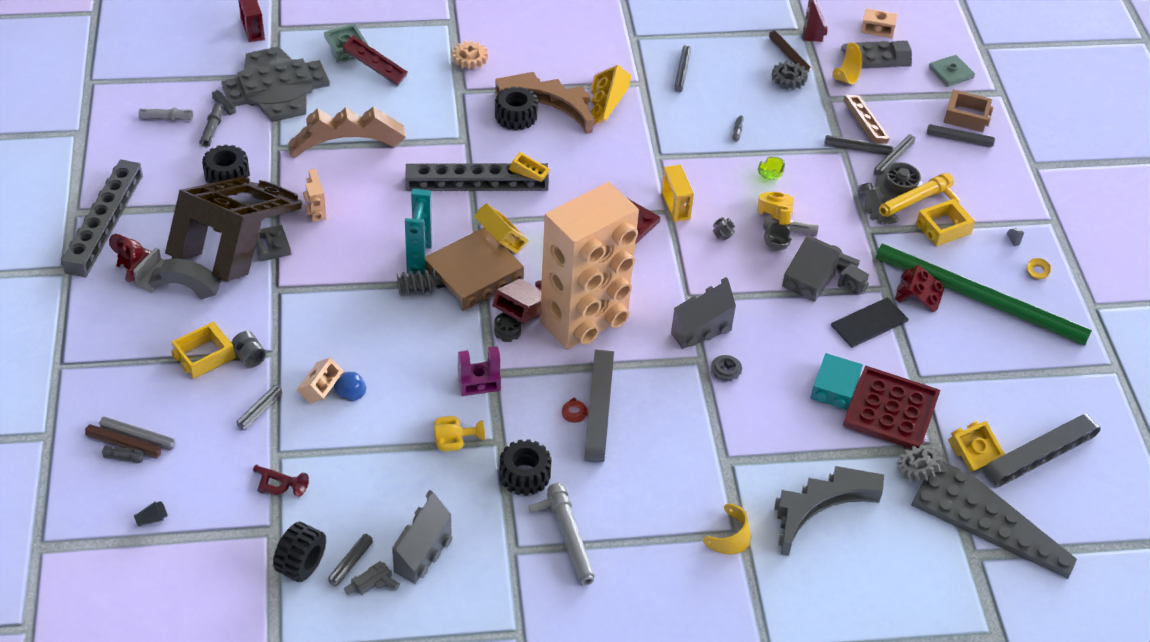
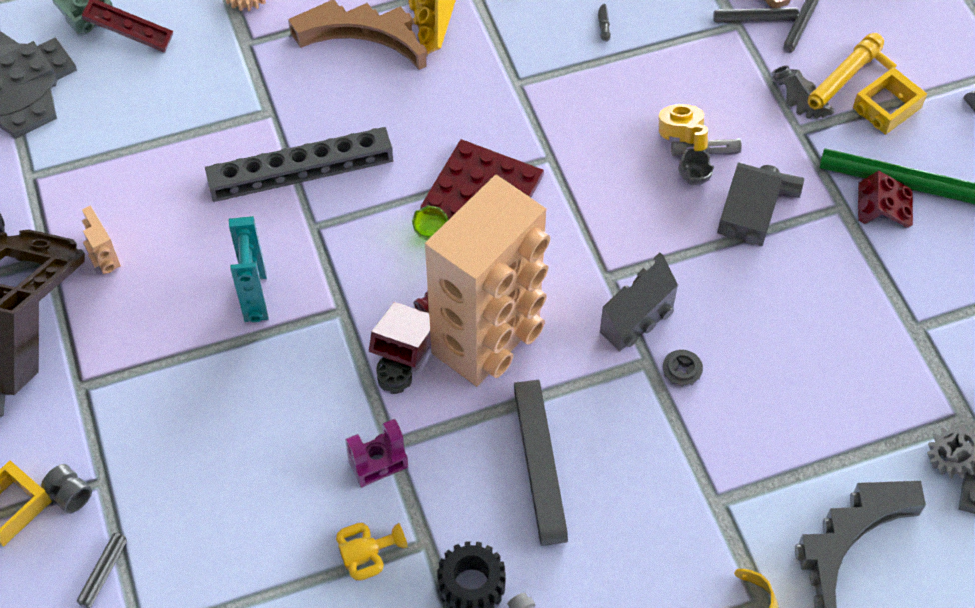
camera: 10 degrees left, 10 degrees up
(277, 243) = (64, 315): dark grey plate -> none
(320, 380) = (173, 514): light nougat brick -> none
(346, 123) = (115, 128): medium nougat arch -> none
(350, 386) = (213, 509): blue hair -> none
(416, 282) = (262, 336): dark grey piece -> none
(475, 267) = (331, 297): medium nougat panel -> none
(501, 228) = (350, 235): yellow window -> none
(516, 108) = (320, 42): black tyre -> none
(524, 164) = (359, 131): yellow slope -> none
(574, 417) = (509, 485): clear red piece -> none
(677, 192) = (557, 133): yellow window -> none
(723, 228) = (626, 169): dark grey gear -> none
(772, 168) = (662, 71): clear neon green hair -> none
(836, 381) = (823, 356): teal brick -> none
(853, 279) = (804, 206): dark grey brick -> none
(869, 322) = (836, 260): black piece -> none
(891, 408) = (899, 378): dark red plate -> none
(898, 179) = (818, 55): dark grey piece -> none

